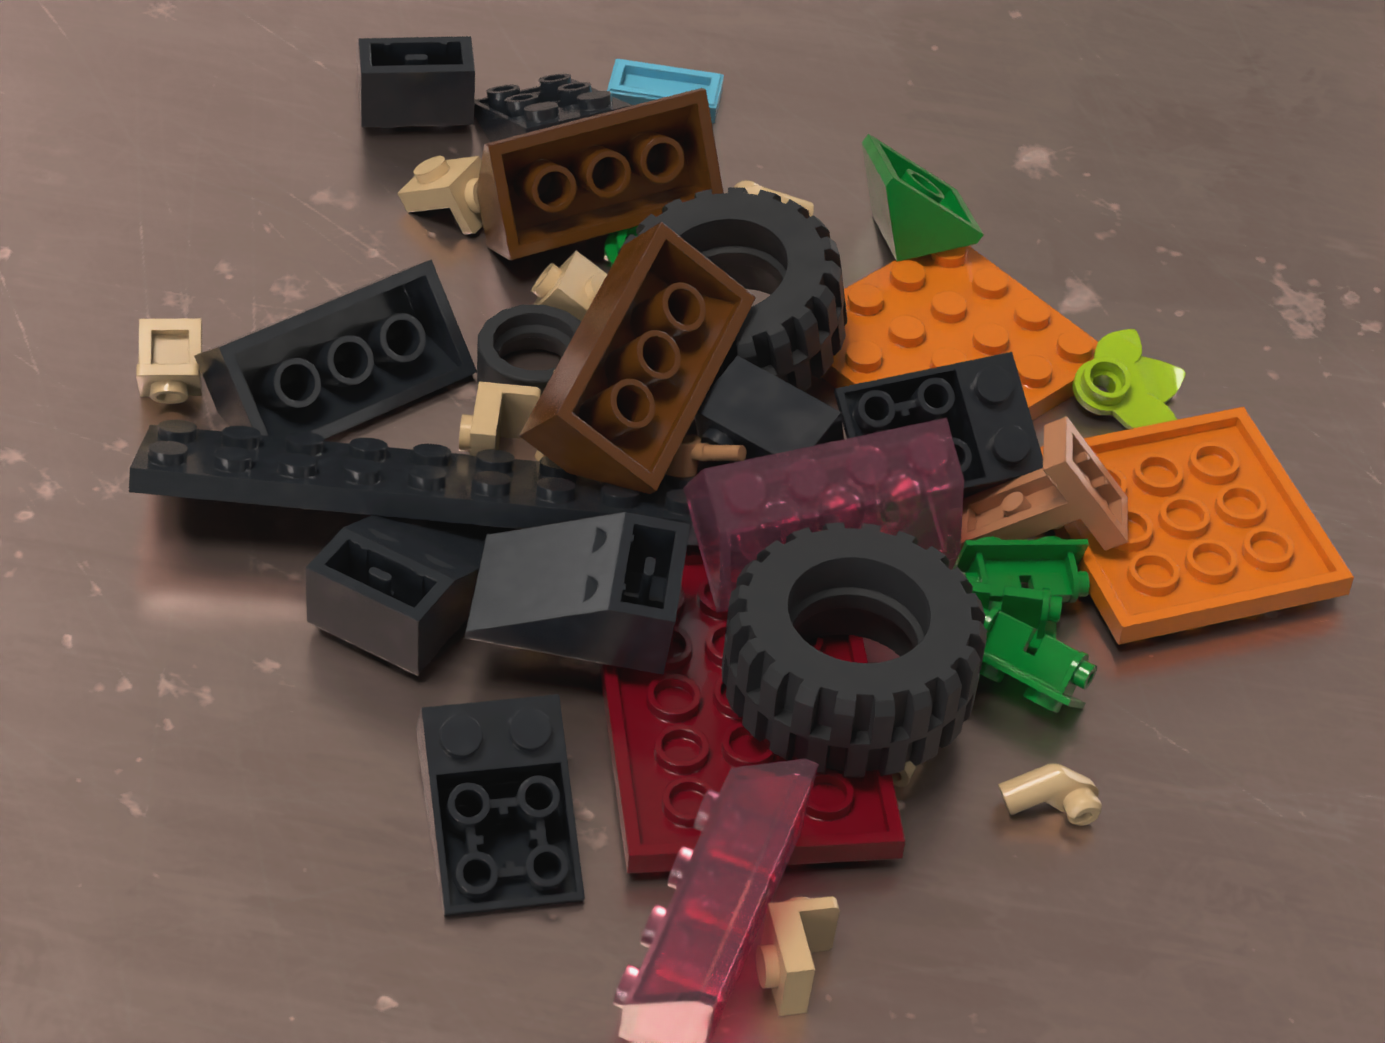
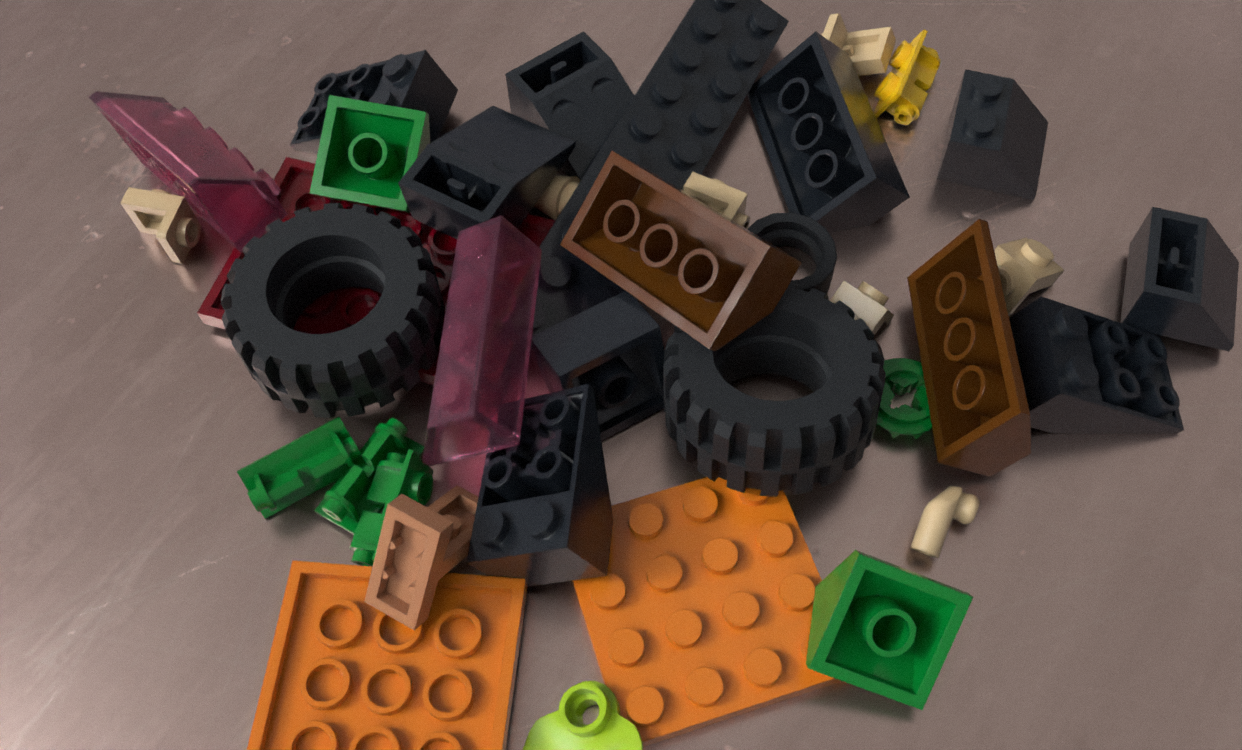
camera: 120 degrees right, 15 degrees up
(223, 312) = (905, 87): none -> yellow hinge
(267, 239) = (994, 137): none -> black slope
(619, 719) = (367, 152): none -> green slope
(644, 82) = (1151, 503): medium azure tile -> none
(692, 450) = (599, 295): medium nougat hand -> none
(1058, 788) = (183, 449): tan arm -> none

